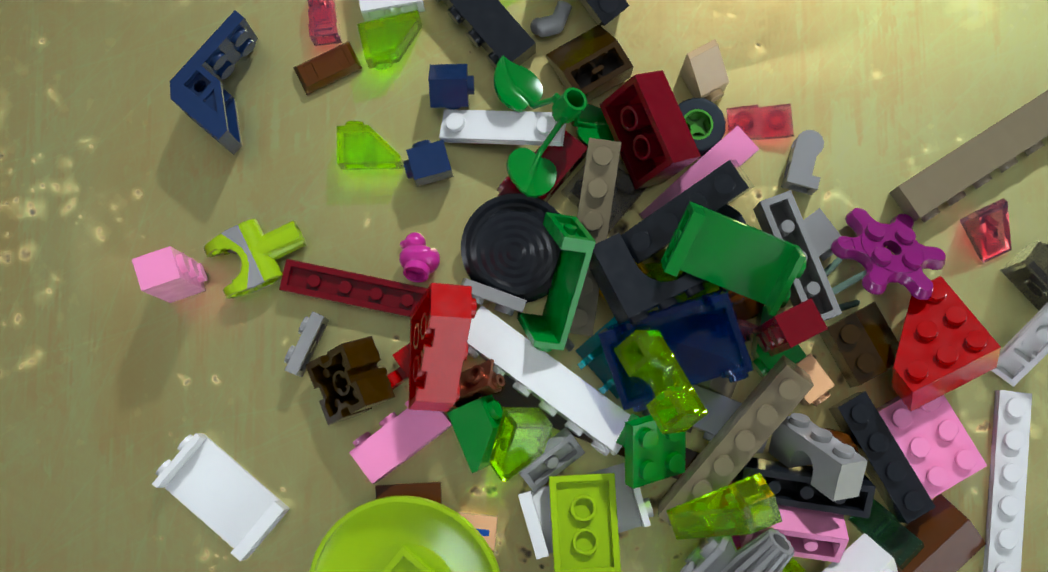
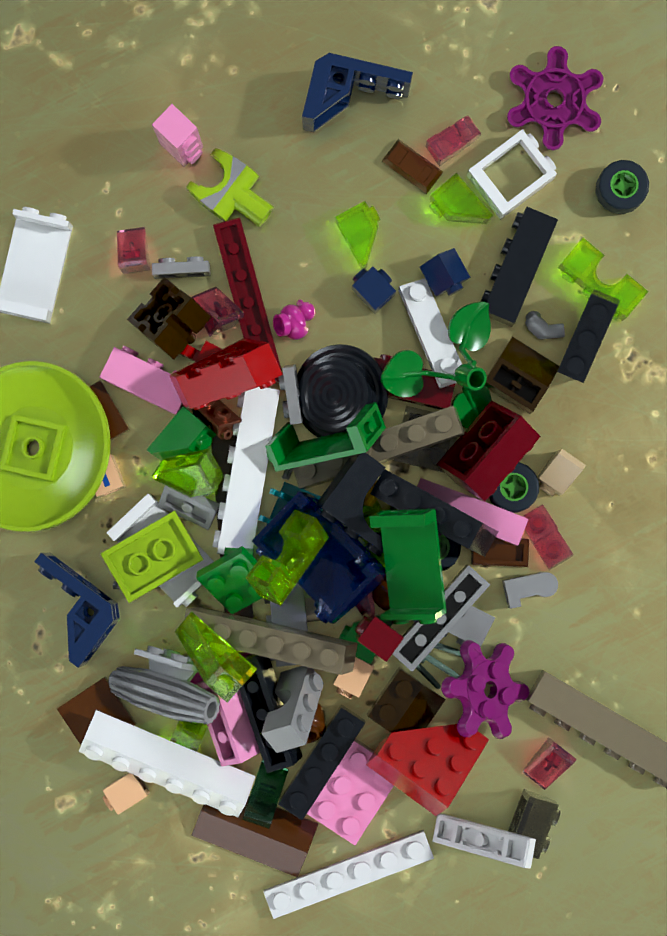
camera: 60 degrees right, 5 degrees up
(262, 384) = (133, 250): none -> clear pink slope
(373, 322) = (221, 309): none -> clear pink slope
(758, 171) = (504, 554): none -> reddish brown tile

